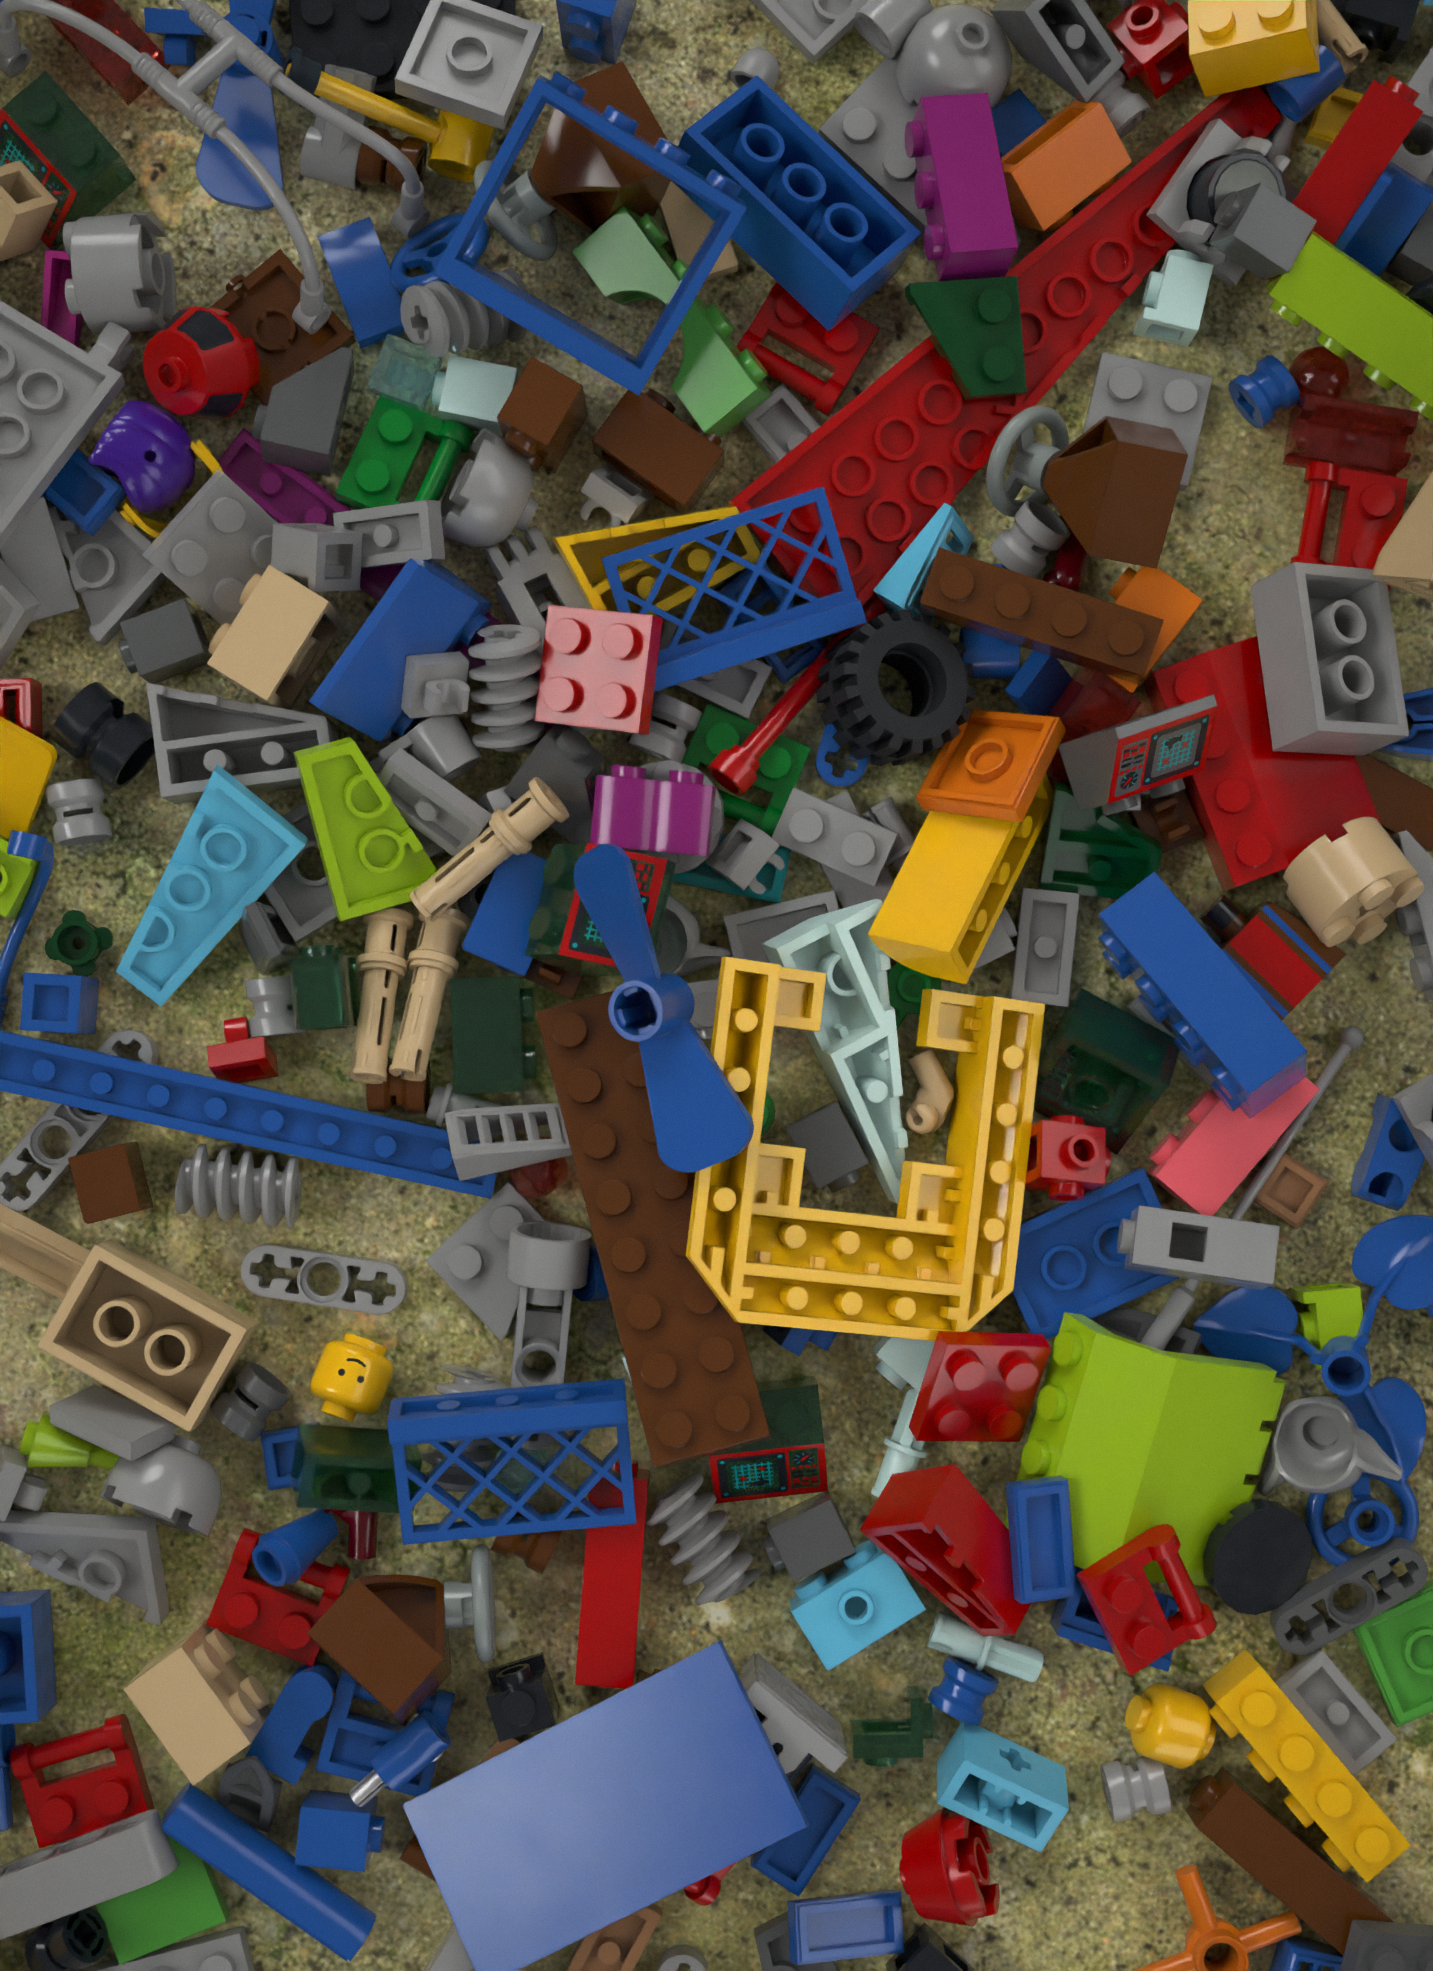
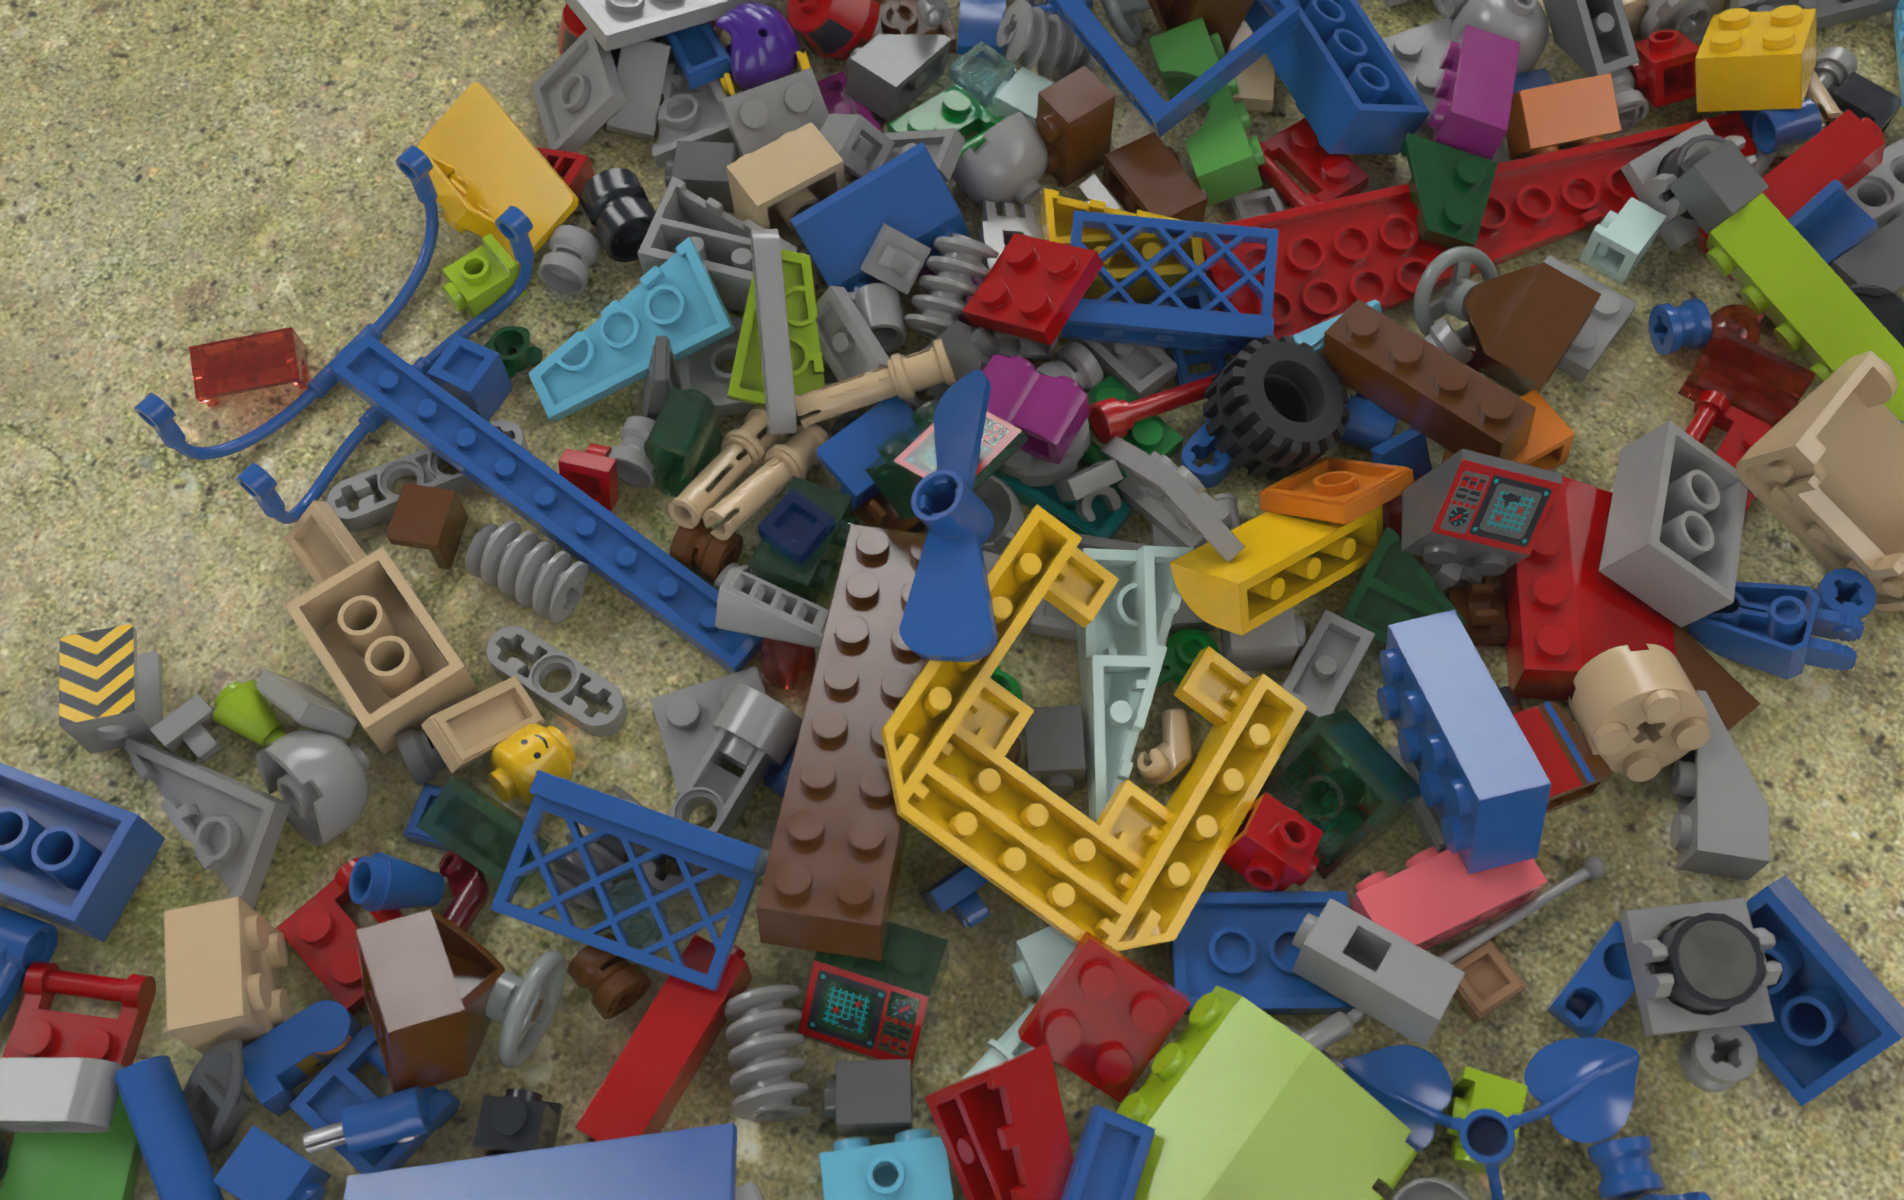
camera: 30 degrees right, 25 degrees down
(288, 1364) = (480, 722): none -> tan tile
(359, 845) = (773, 331): none -> light grey beam
(484, 1039) = (796, 527): none -> clear blue tile
(835, 862) = (1177, 492): none -> light grey wing

